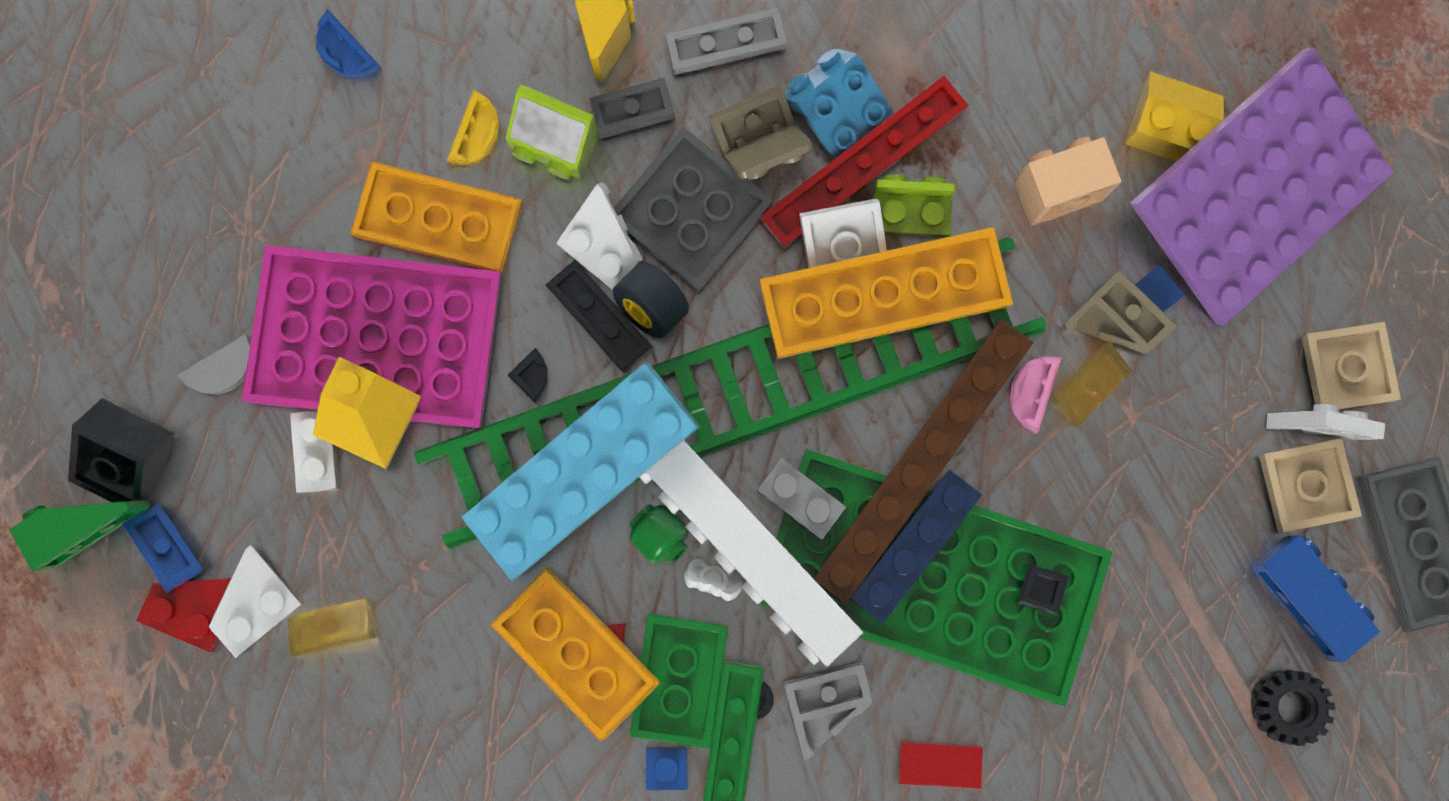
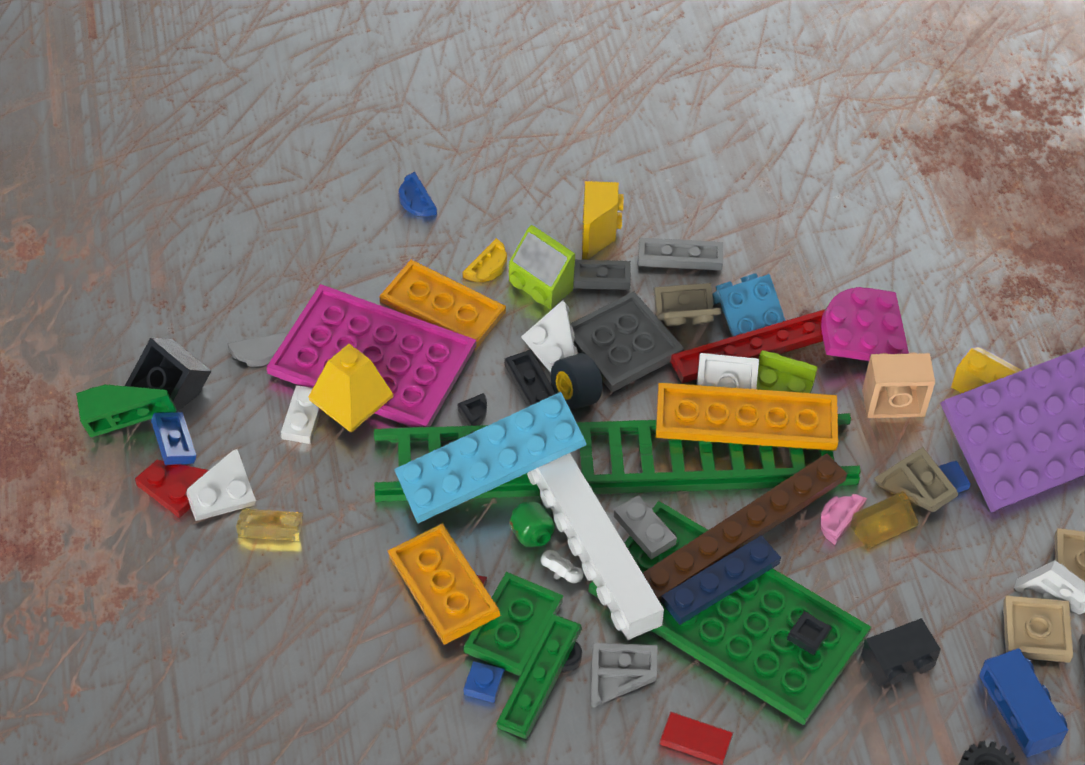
camera: 15 degrees right, 30 degrees down
(998, 90) = (863, 324): none -> dark pink plate
(1156, 575) = (900, 652): none -> black brick

